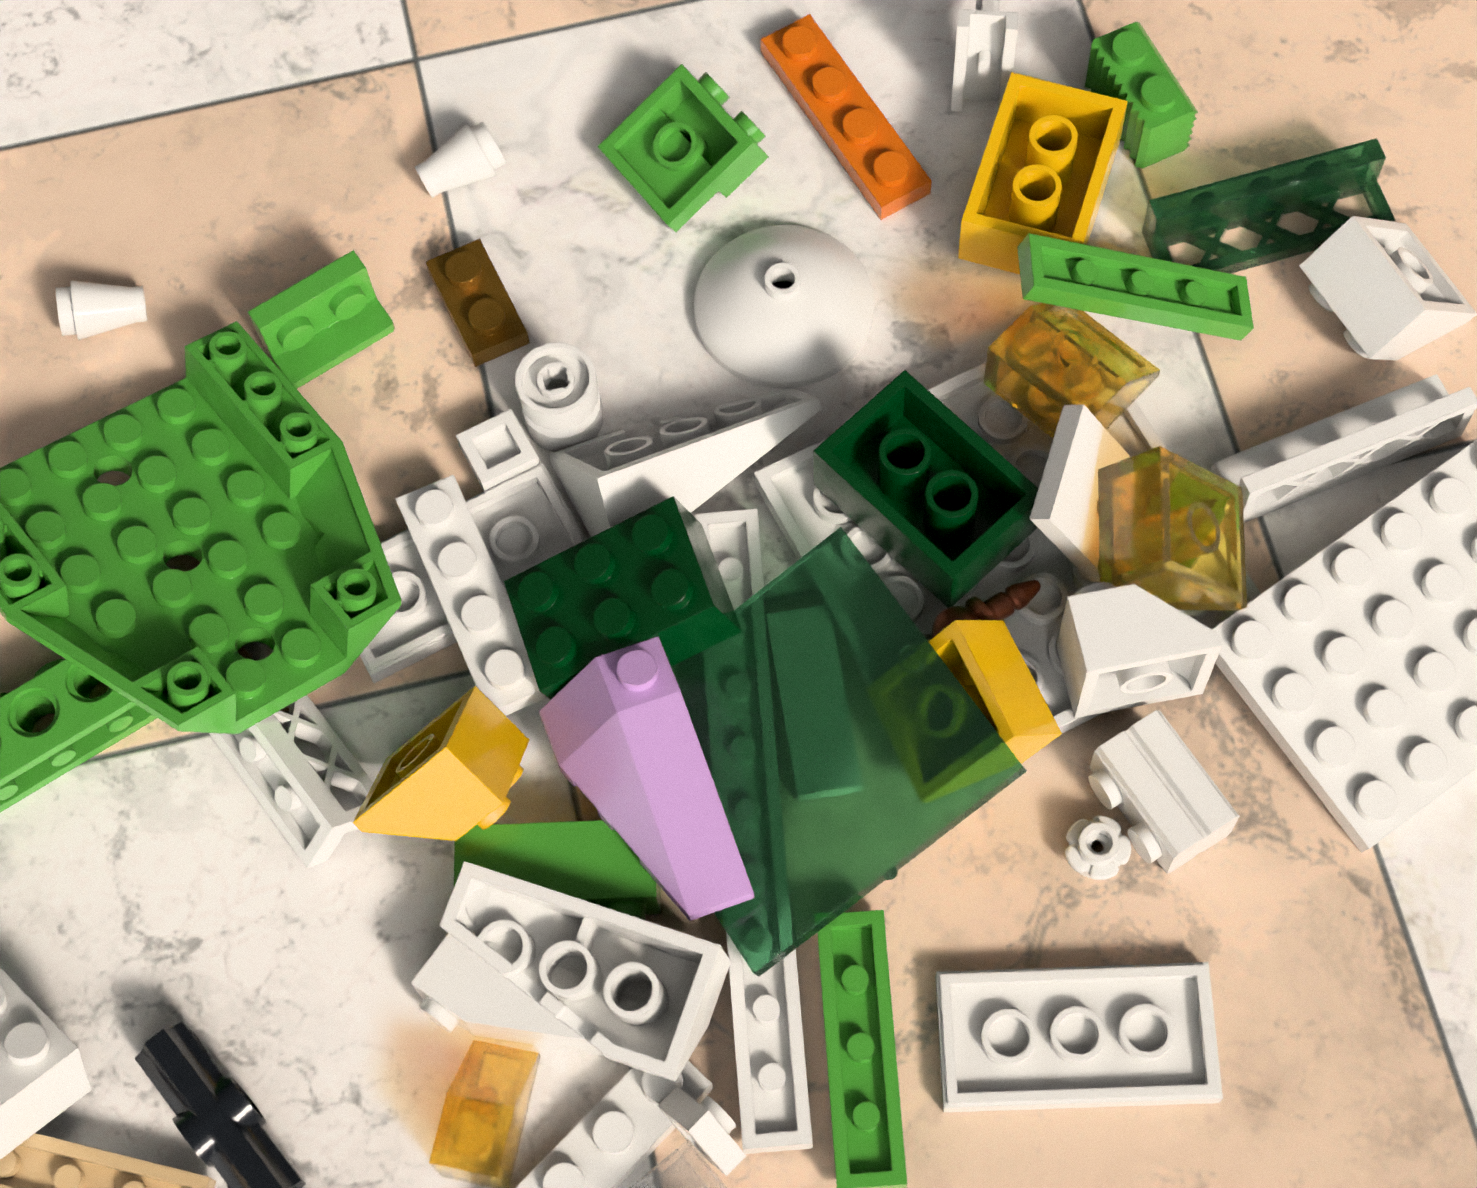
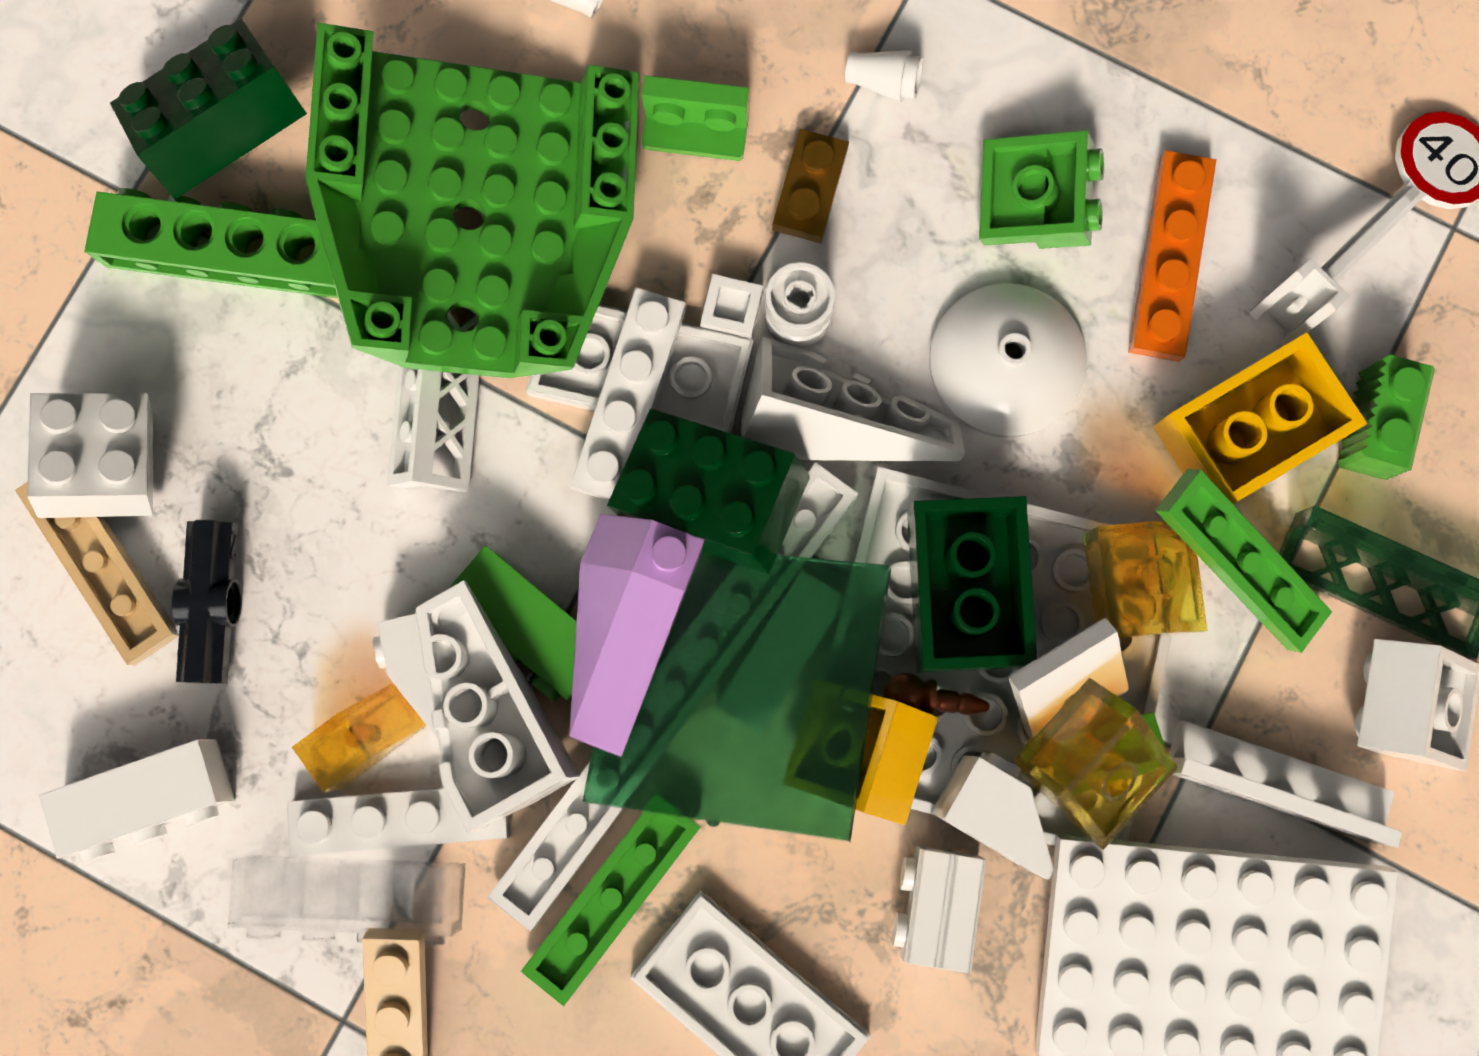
camera: 40 degrees right, 15 degrees up
(447, 774) = (507, 508): yellow slope -> none
(705, 1127) = (473, 867): white plate -> none
(1097, 864) = (856, 897): white plate -> none

